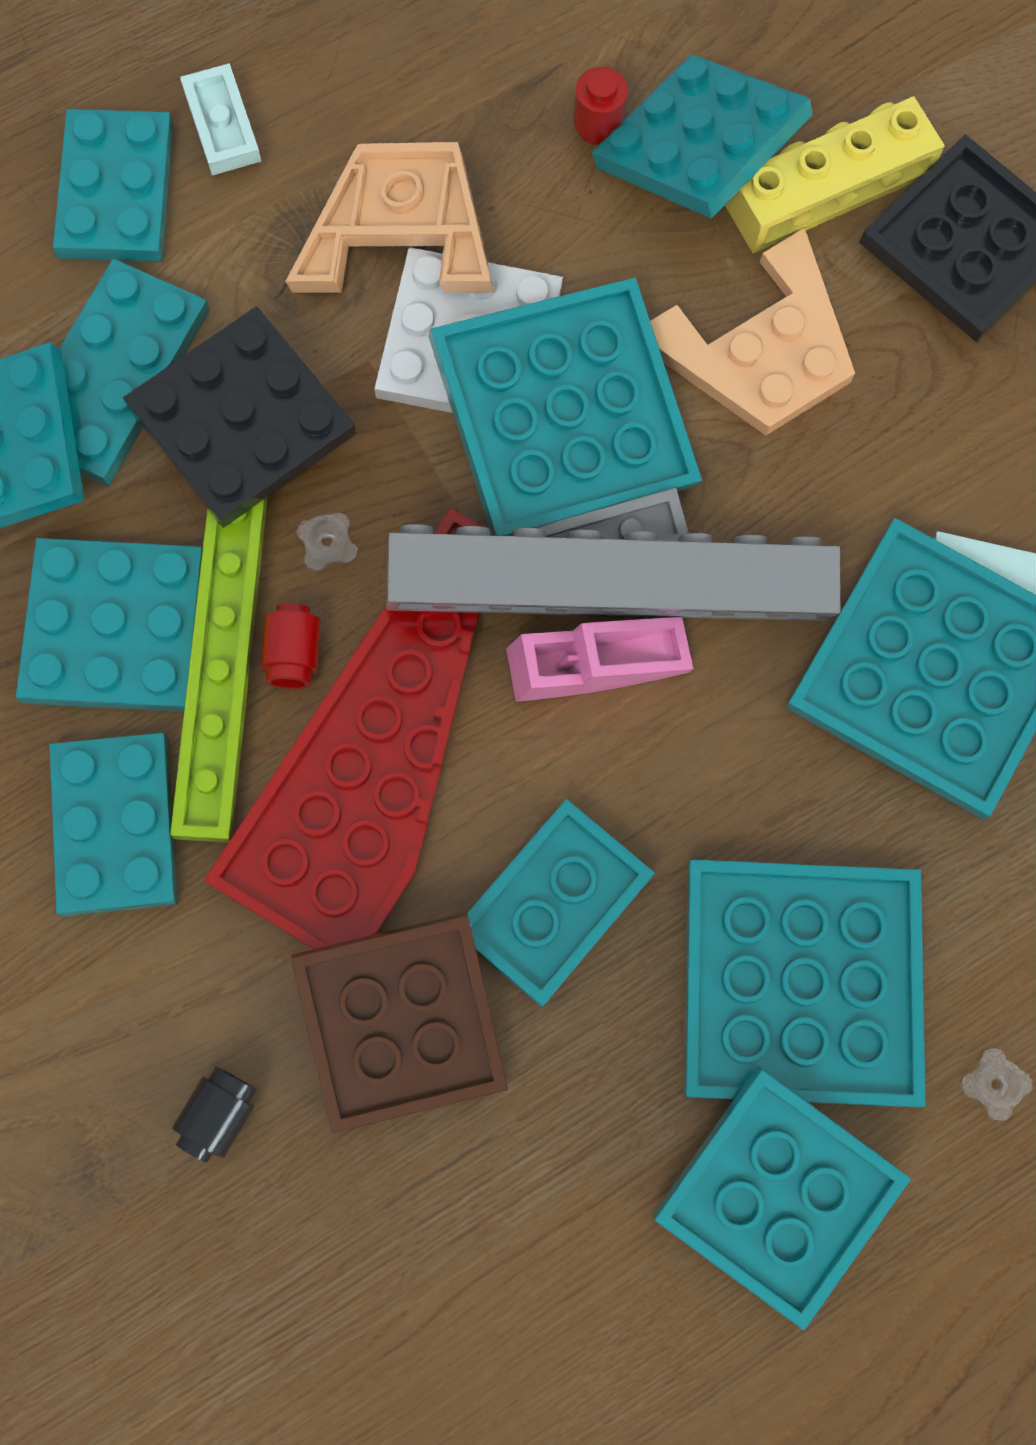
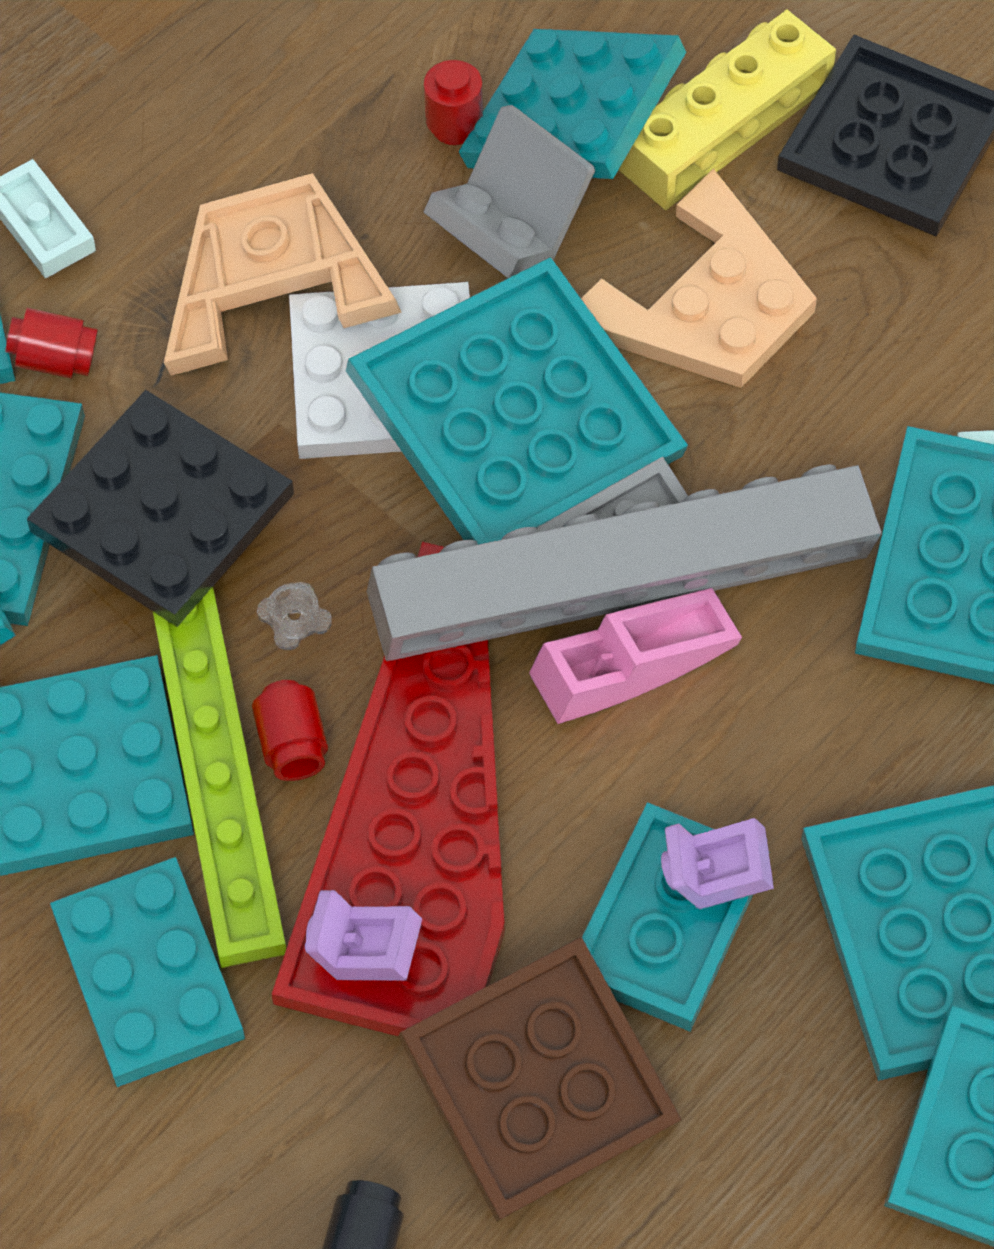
camera: 10 degrees left, 15 degrees down
(195, 239) = (51, 343): none -> red brick
(286, 860) = (362, 940): none -> lavender bracket
(604, 878) = (717, 863): none -> lavender bracket
(625, 212) = (516, 196): none -> light grey bracket

